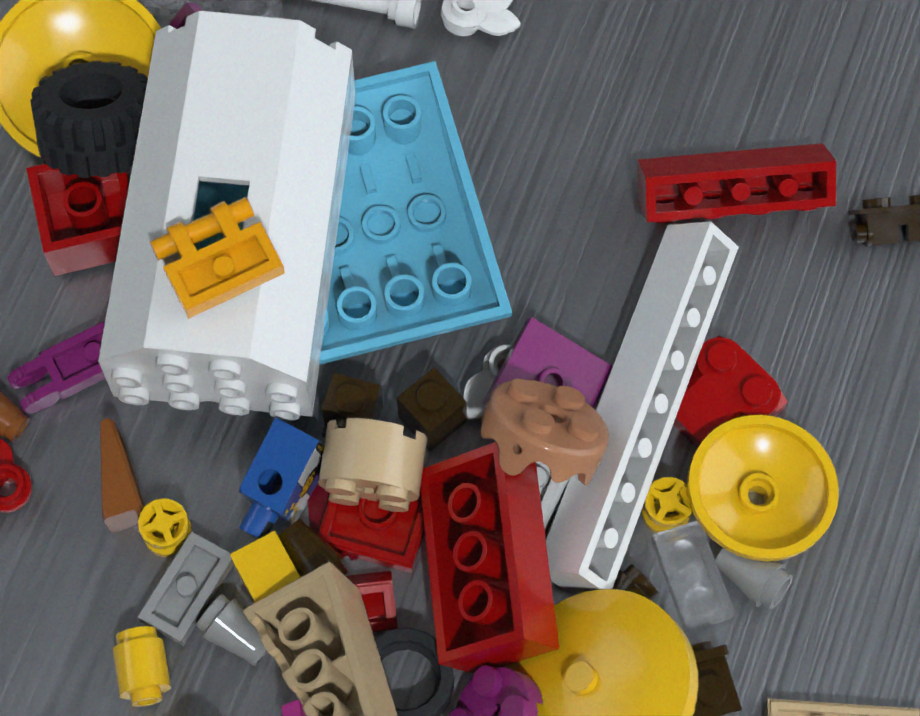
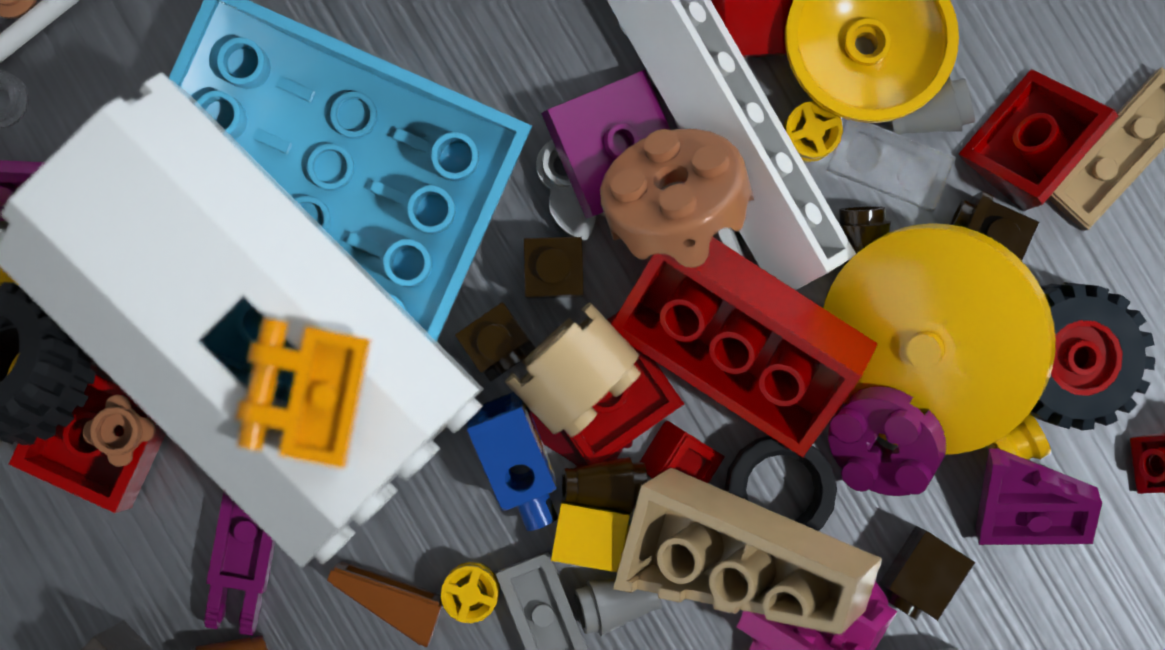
camera: 50 degrees left, 20 degrees up
(94, 200) = (101, 430): none -> nougat plate
(795, 661) = (1036, 139): none -> red slope

